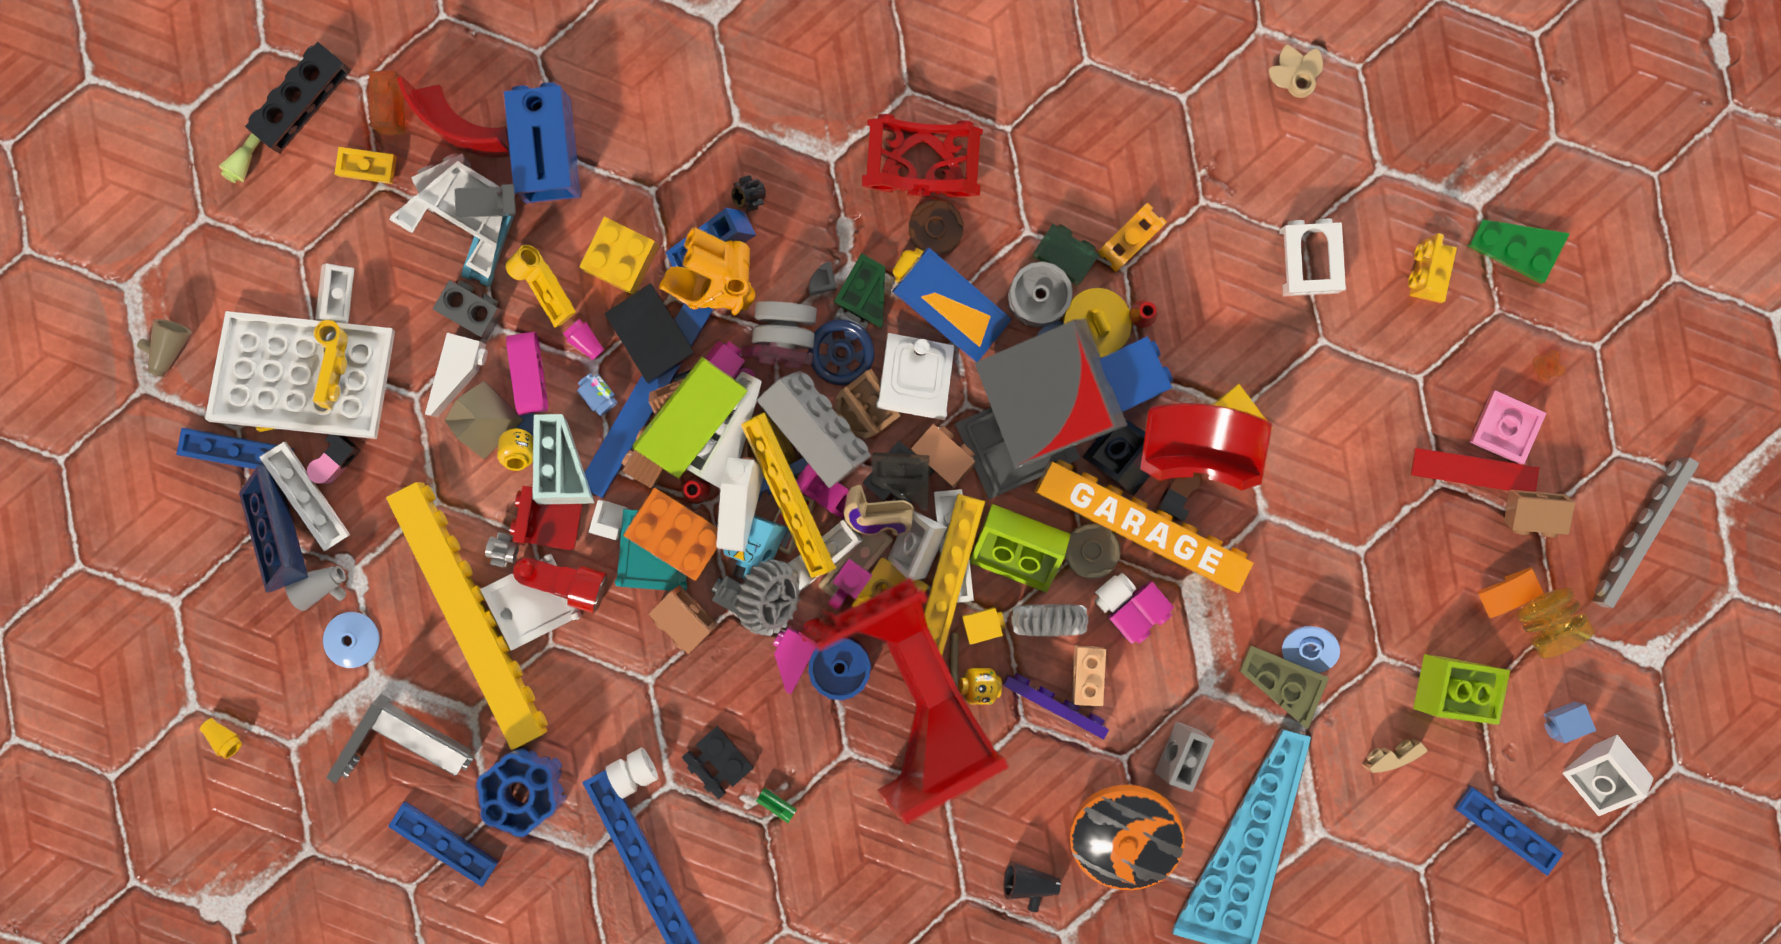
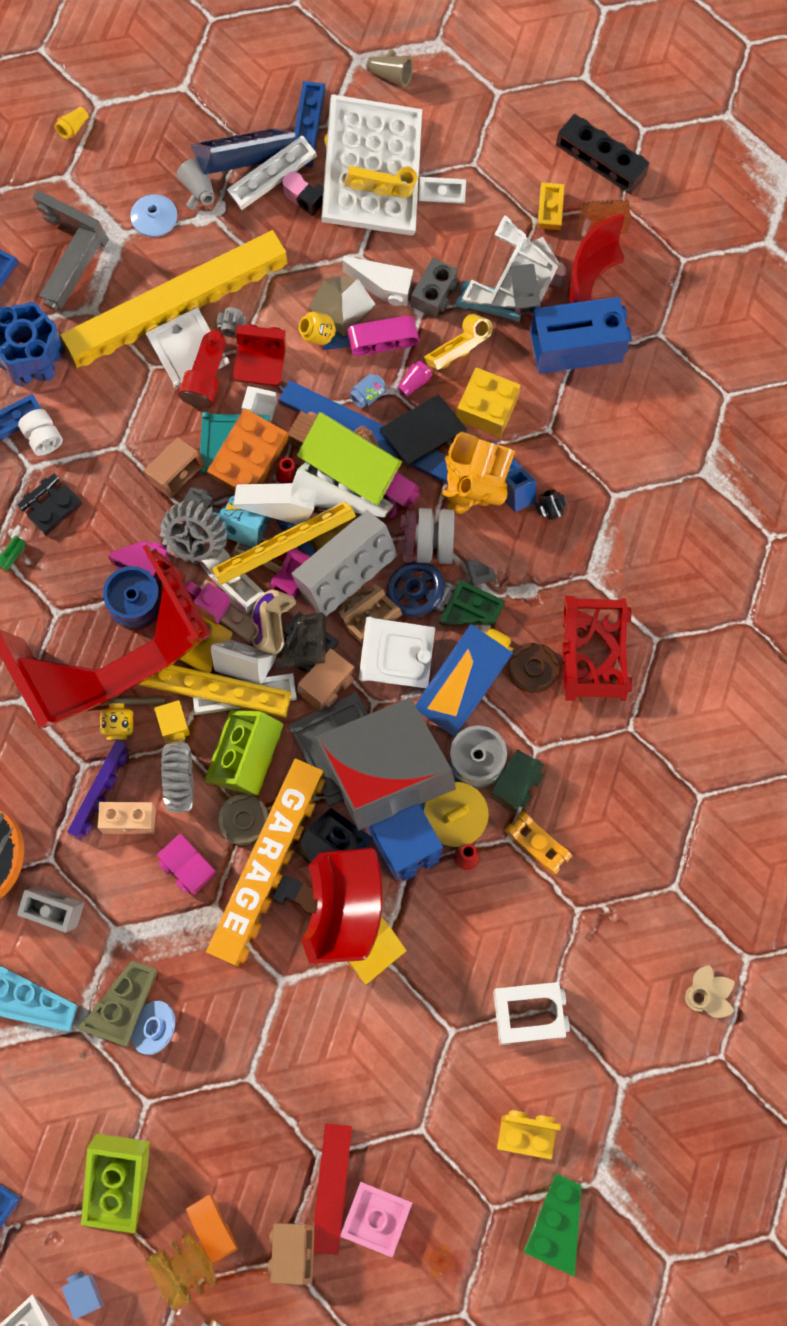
camera: 85 degrees right, 15 degrees down
(237, 164) = (544, 113): yellowish green cone -> none
(556, 464) = (306, 359): light aqua wedge -> none
(1114, 593) = (204, 840): white brick -> none
(1385, 760) = (46, 1108): tan slope -> none

